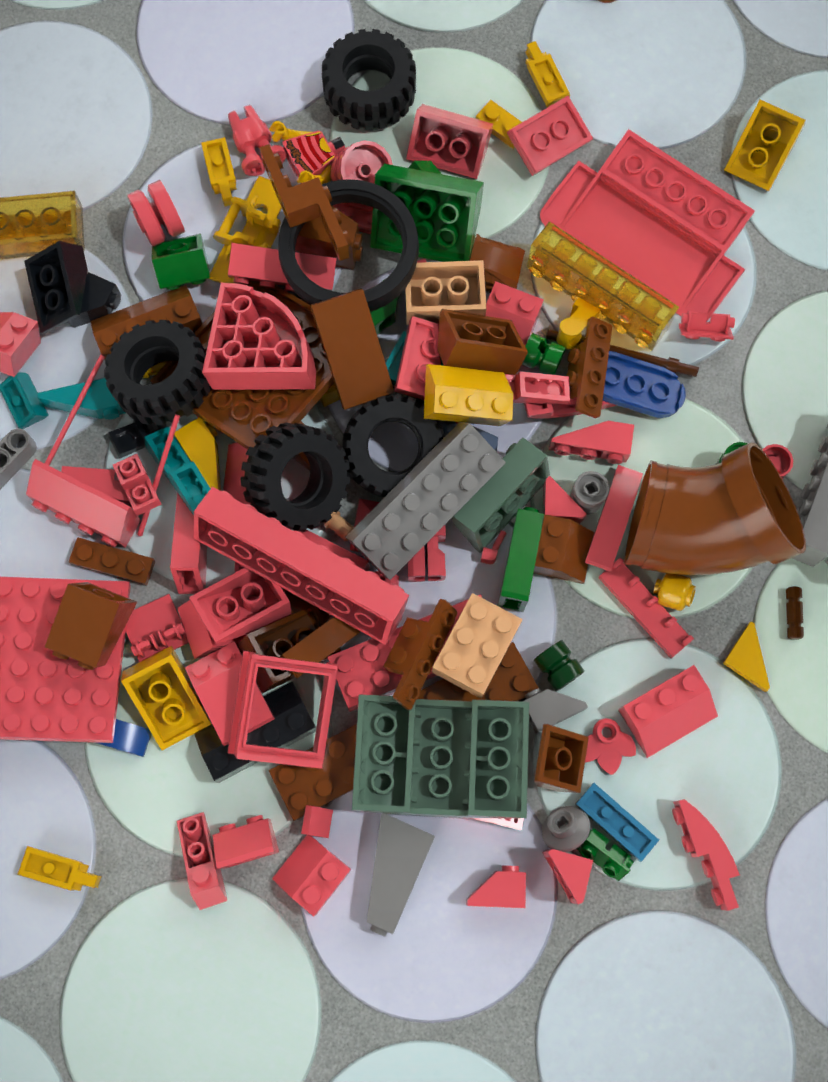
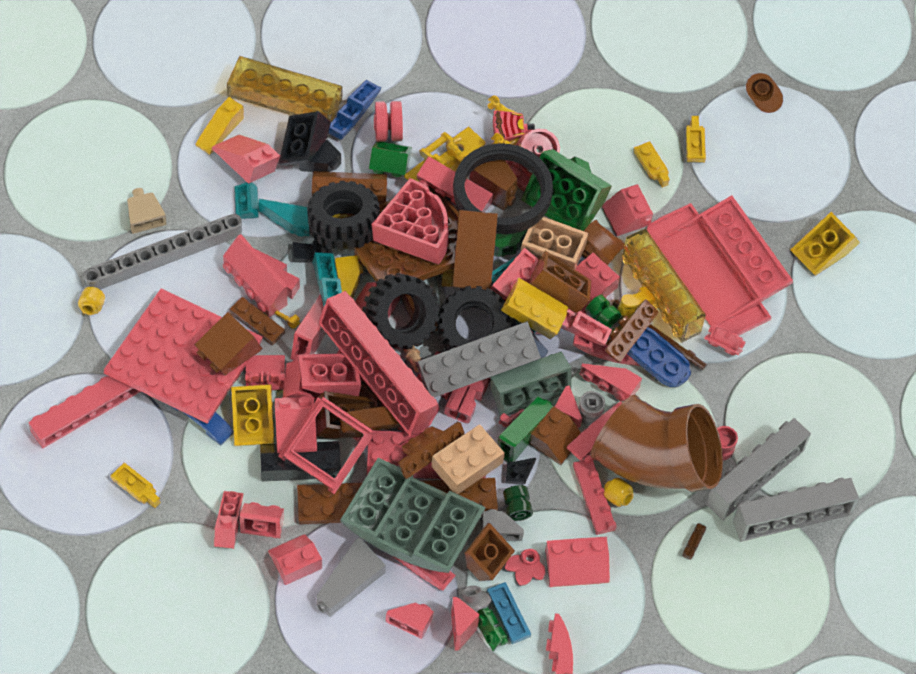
camera: 20 degrees right, 15 degrees down
(71, 416) = (280, 216): coral piece -> none
(104, 214) = (354, 109): none -> blue slope
(137, 484) = (296, 278): coral slope -> none
(158, 542) = (292, 321): none -> yellow hand
(160, 469) = (313, 278): coral piece -> none
(220, 168) = (444, 111): yellow hinge -> none
(252, 133) = (475, 98): coral piece -> none
(306, 202) = (487, 149): dark orange bracket -> none
(317, 821) = (313, 527): coral tile -> none
(369, 52) = (577, 77): black tyre -> none
(449, 140) = (608, 155): coral slope -> none
(509, 203) = (628, 210): none -> coral slope
(538, 617) = (519, 471): none -> black piece
(549, 135) = (678, 179): coral tile -> none
(747, 658) = (647, 555): yellow tile -> none

